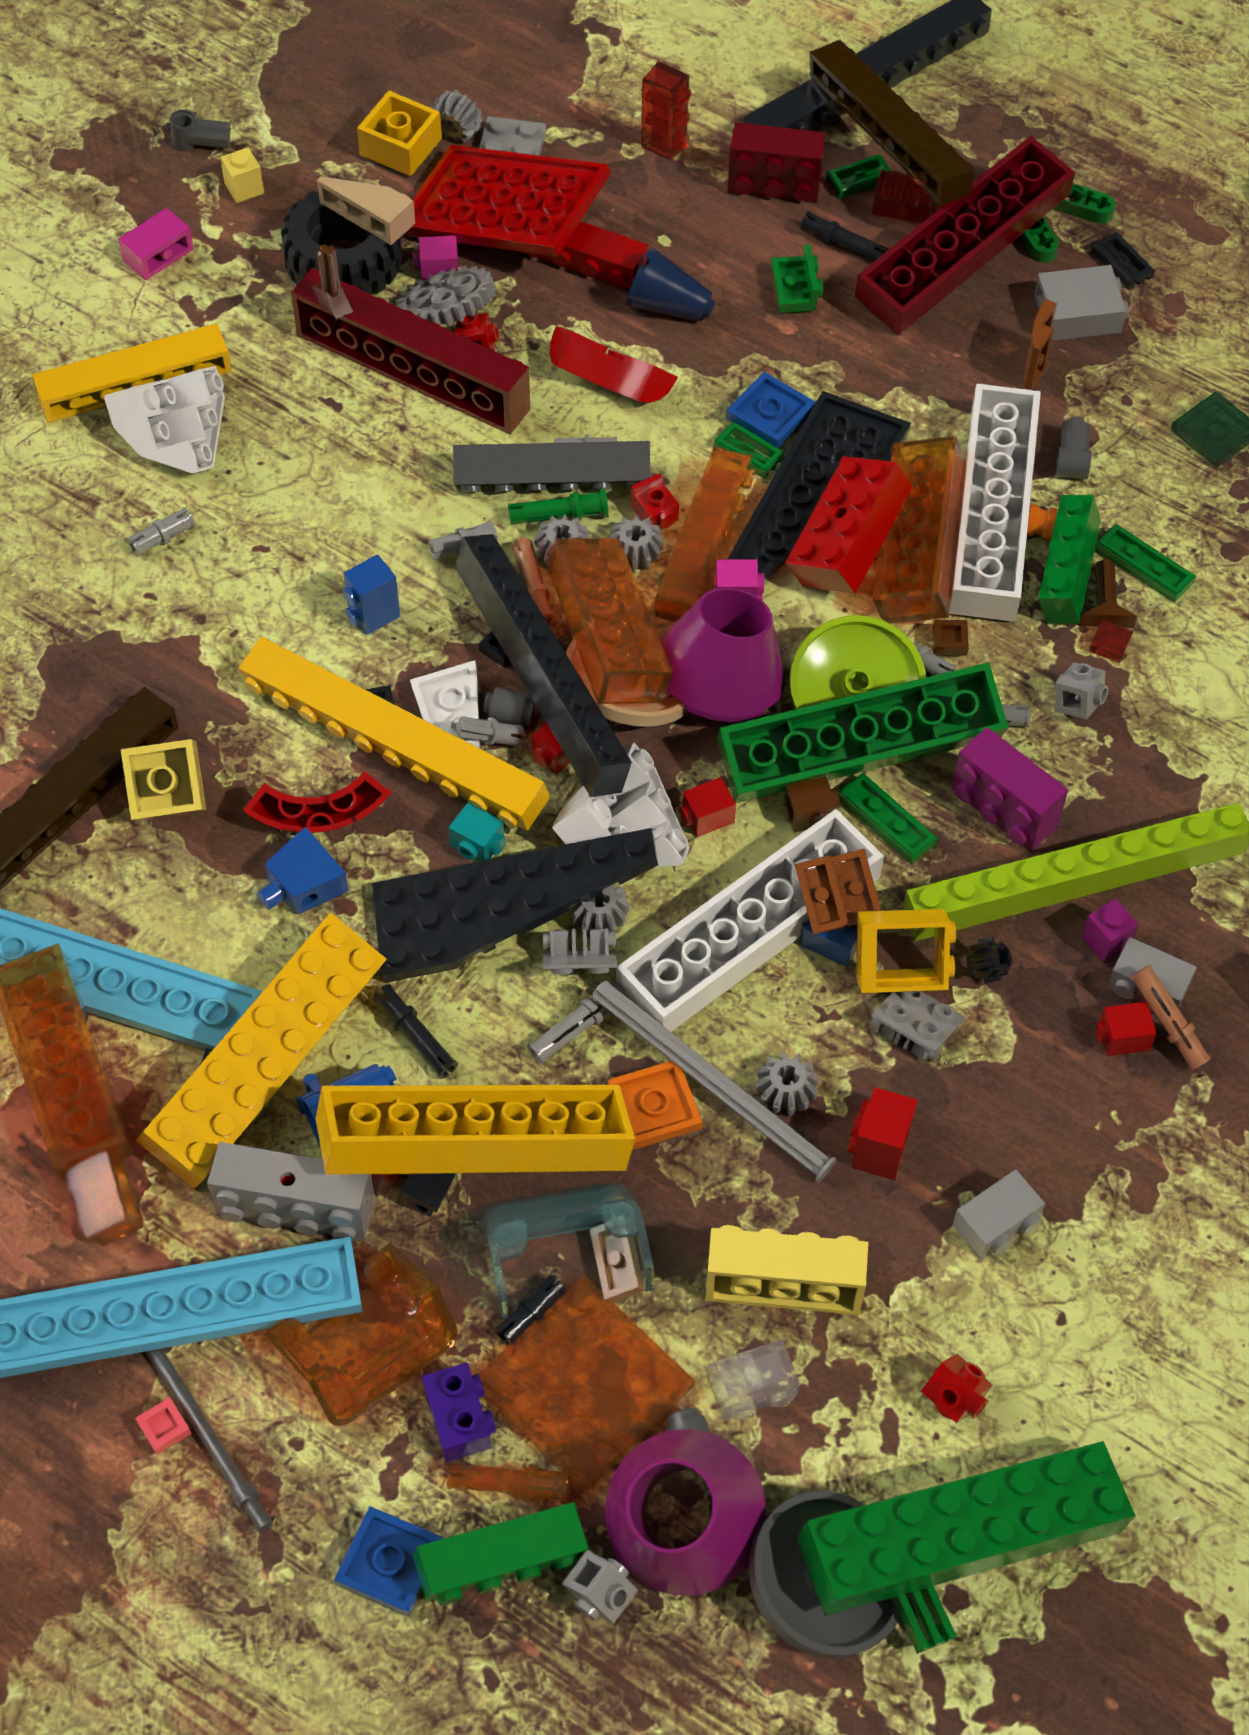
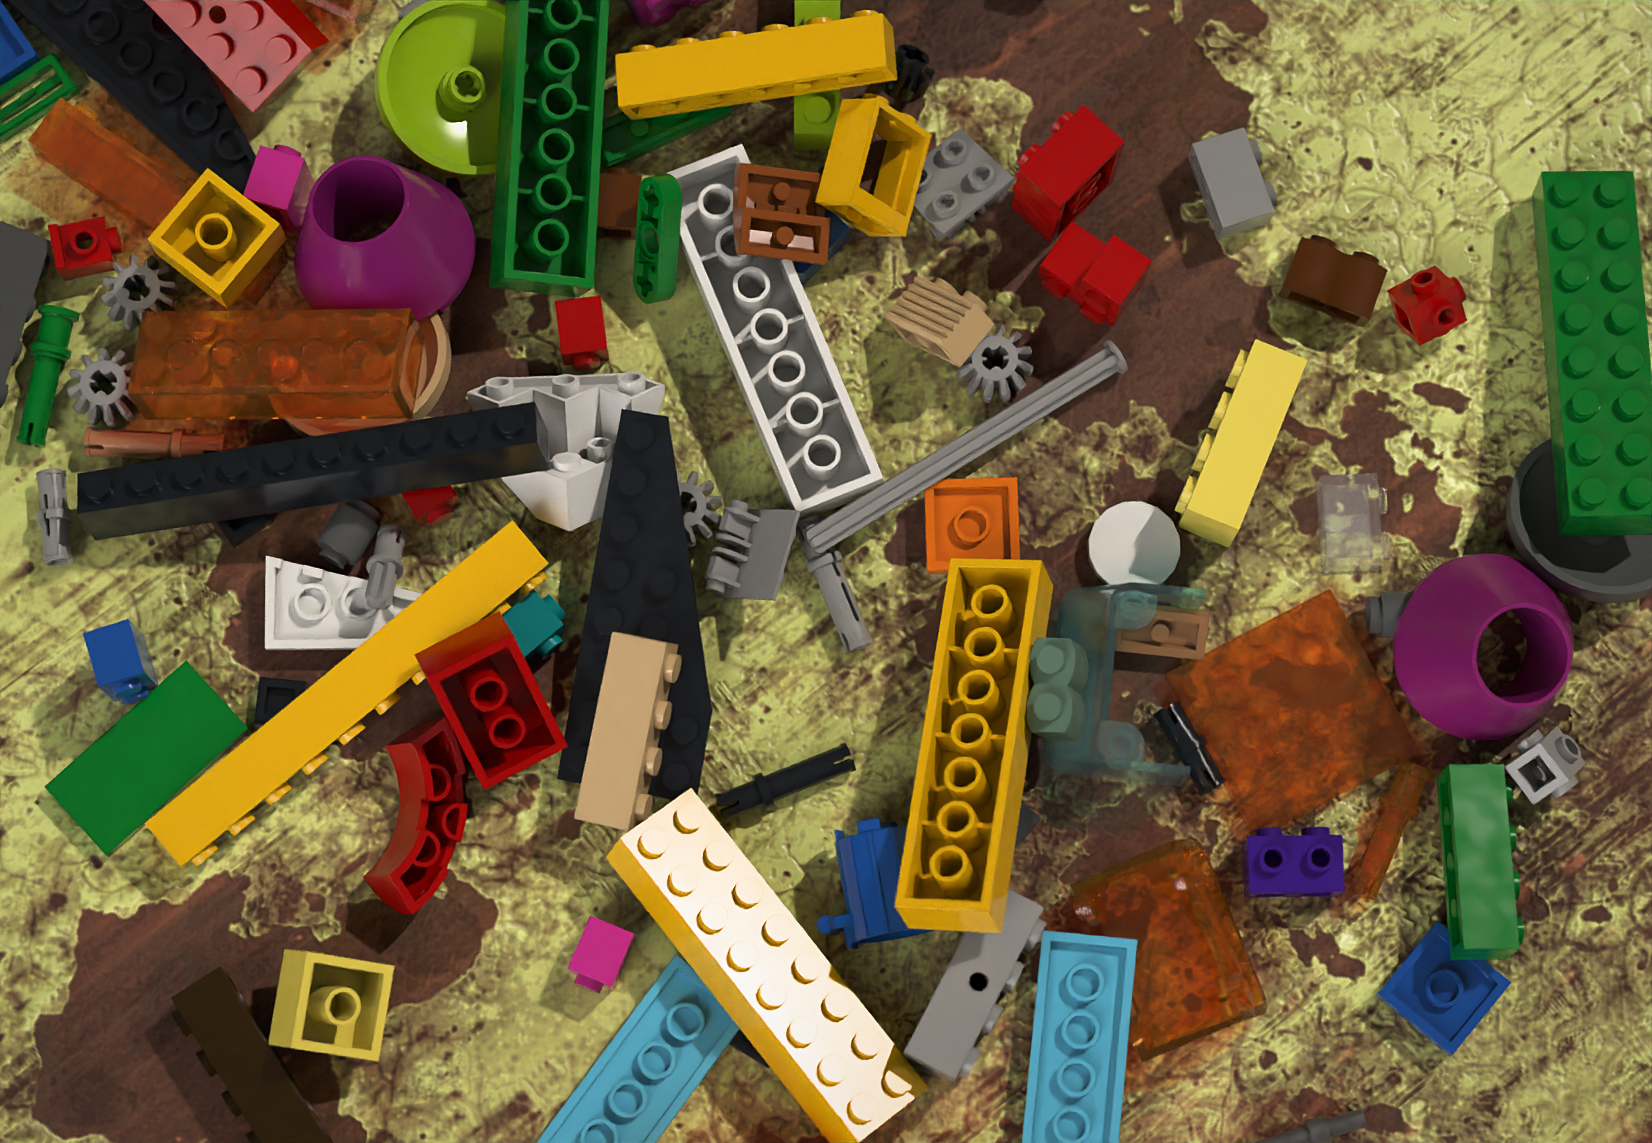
camera: 75 degrees left, 20 degrees up
(249, 944) = (600, 955): none -> dark pink brick
(302, 875) = (520, 864): blue torso -> none
(314, 635) = (147, 758): none -> green tile
(410, 811) = (491, 700): none -> red brick
(416, 901) = (627, 731): none -> tan brick
(536, 1178) = (1055, 701): none -> sand green brick
(679, 1226) = (1133, 544): none -> white tile
(681, 556) = (217, 238): none -> yellow brick
(791, 826) = (661, 215): none -> green beam
(804, 1030) = (940, 319): none -> tan brick
(946, 847) = (756, 65): none -> yellow brick
(950, 1076) = (1066, 172): none -> red brick
(950, 1313) = (1333, 281): none -> reddish brown brick

